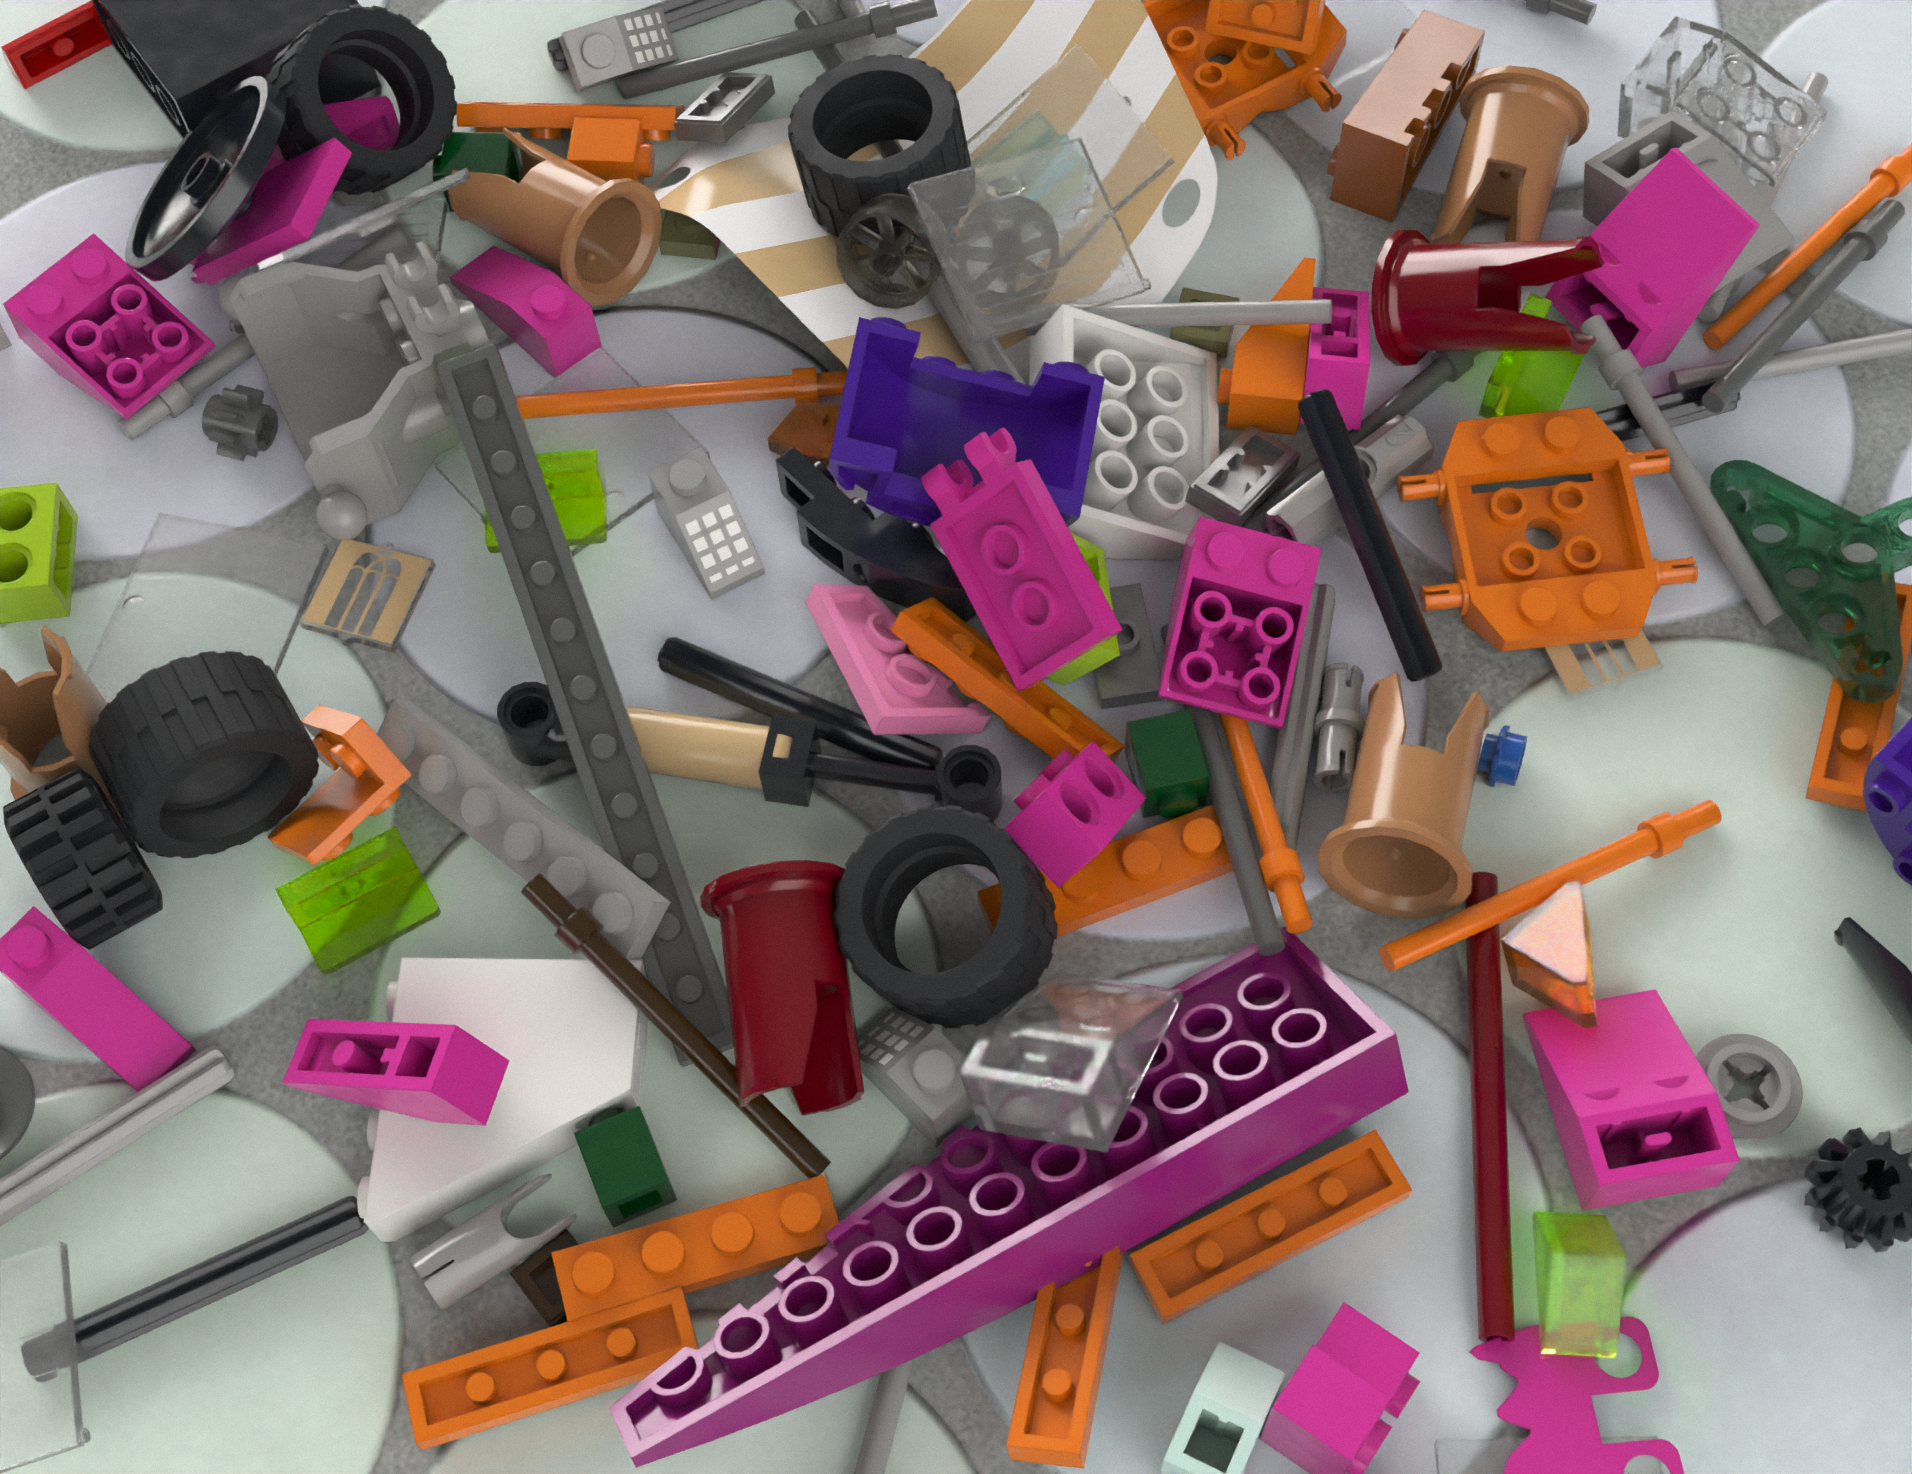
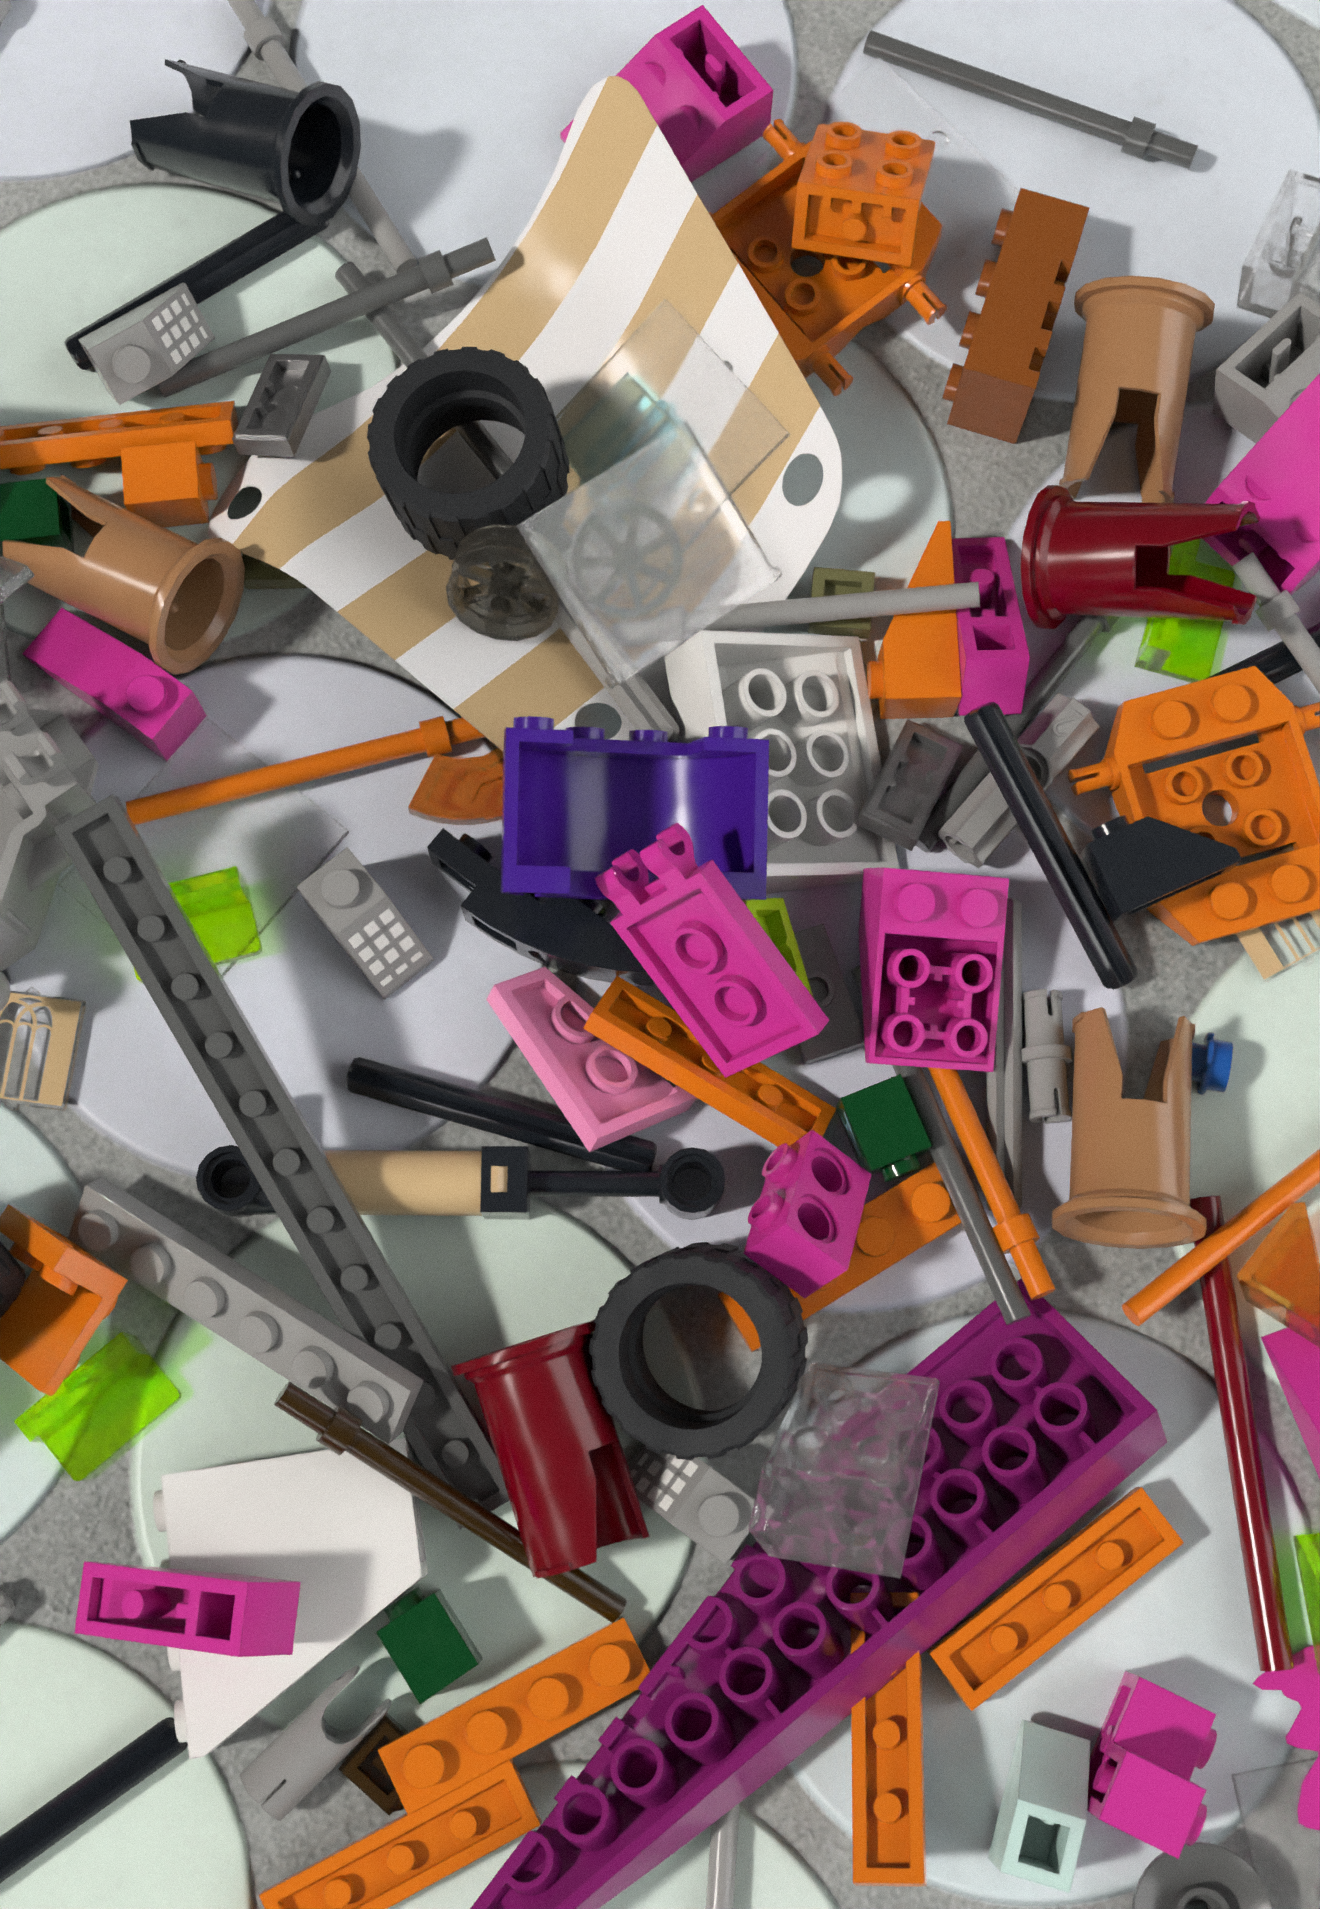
camera: 15 degrees left, 15 degrees up
(1466, 554) = (1150, 863): none -> black slope

